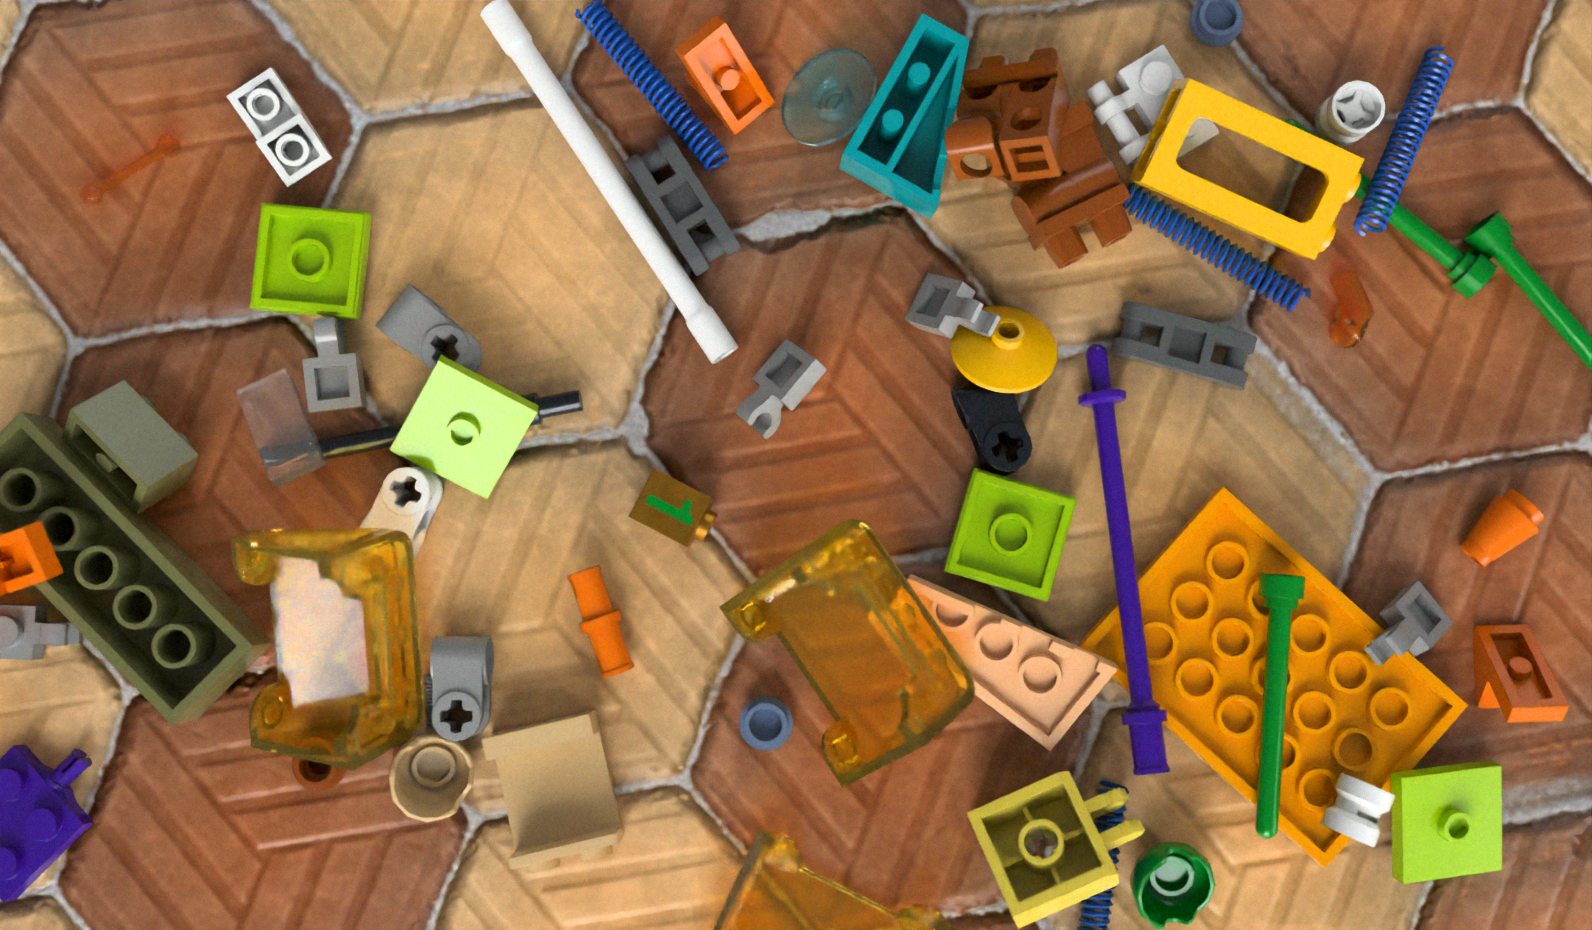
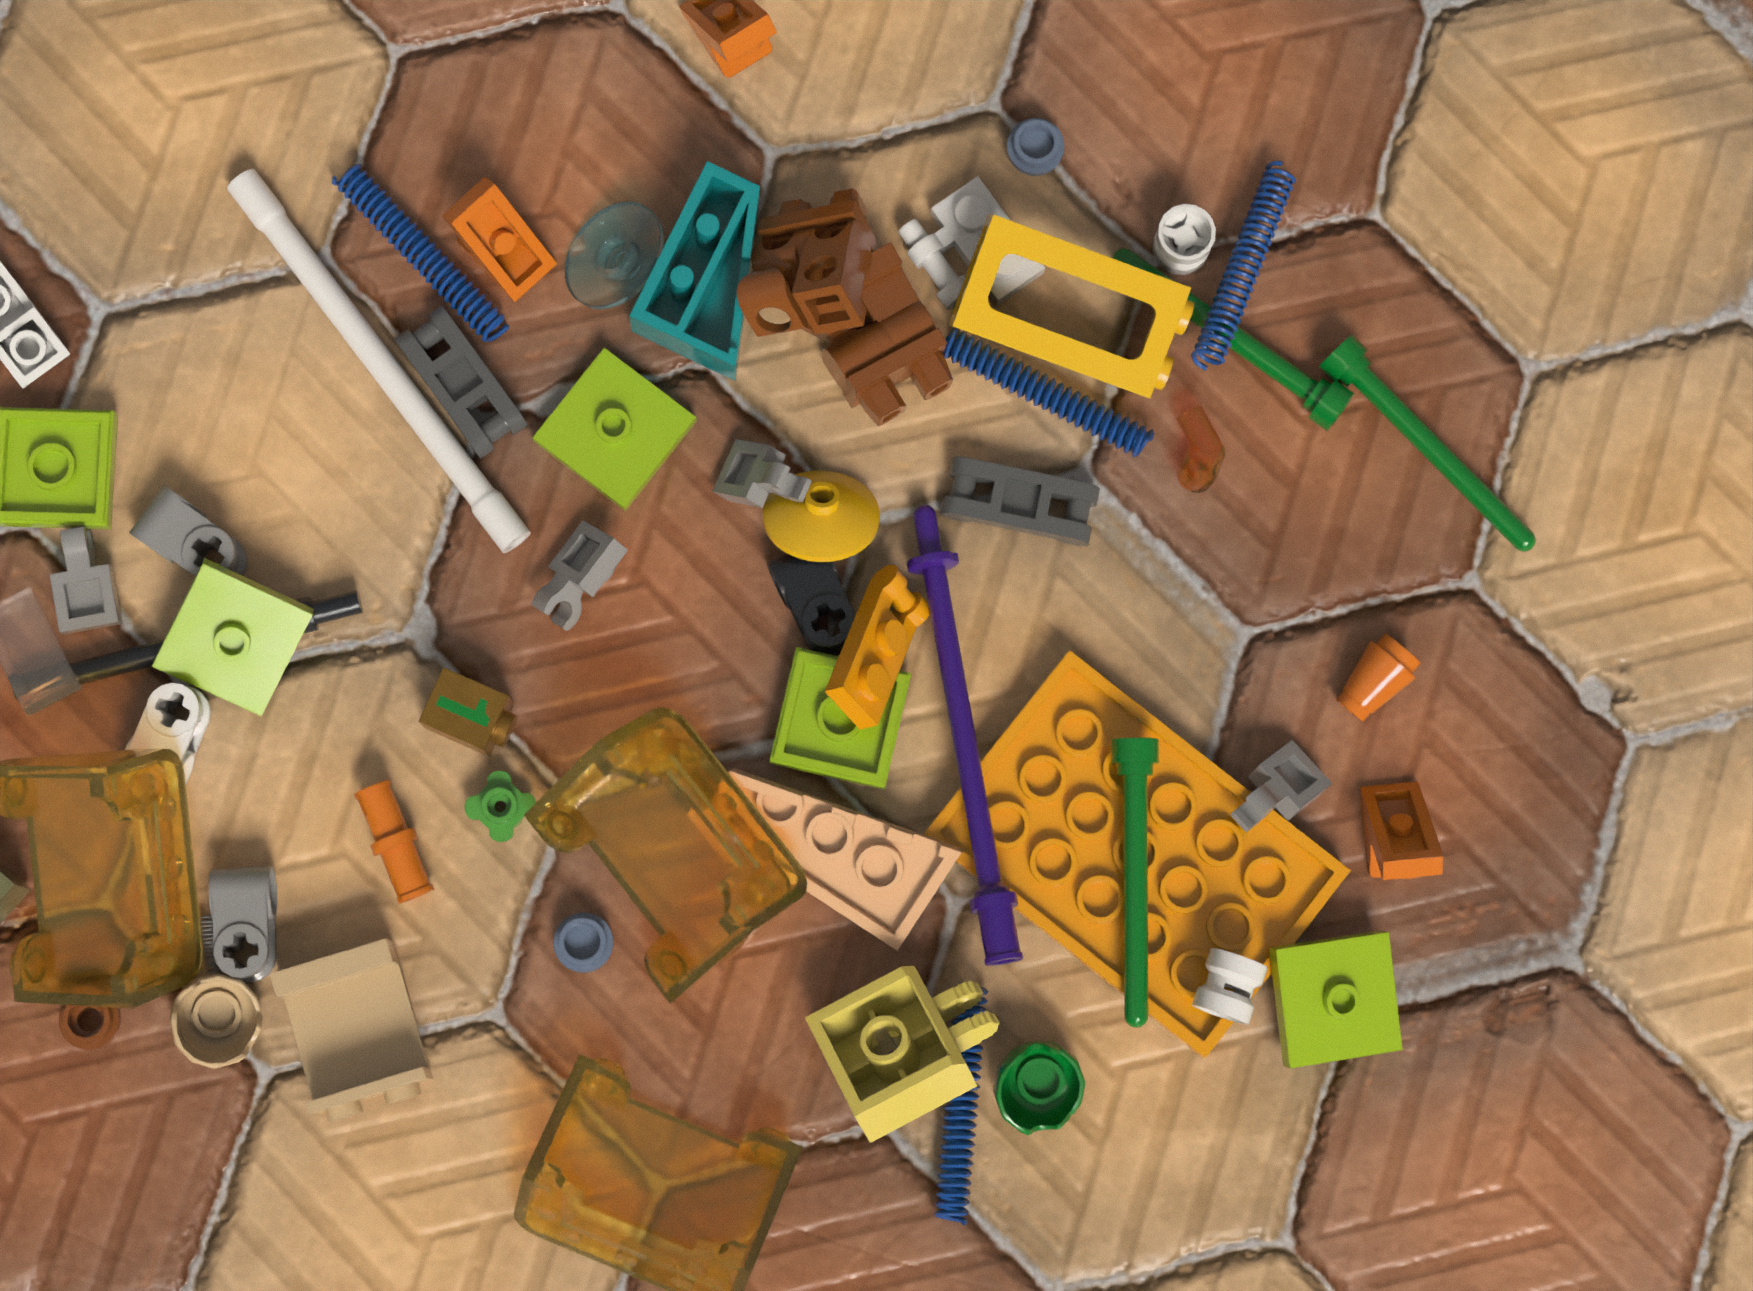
camera: 10 degrees left, 5 degrees down
(682, 594) = (482, 806): none -> bright green plate
(819, 256) = (614, 429): none -> lime plate
(1050, 475) = (876, 647): none -> light orange plate

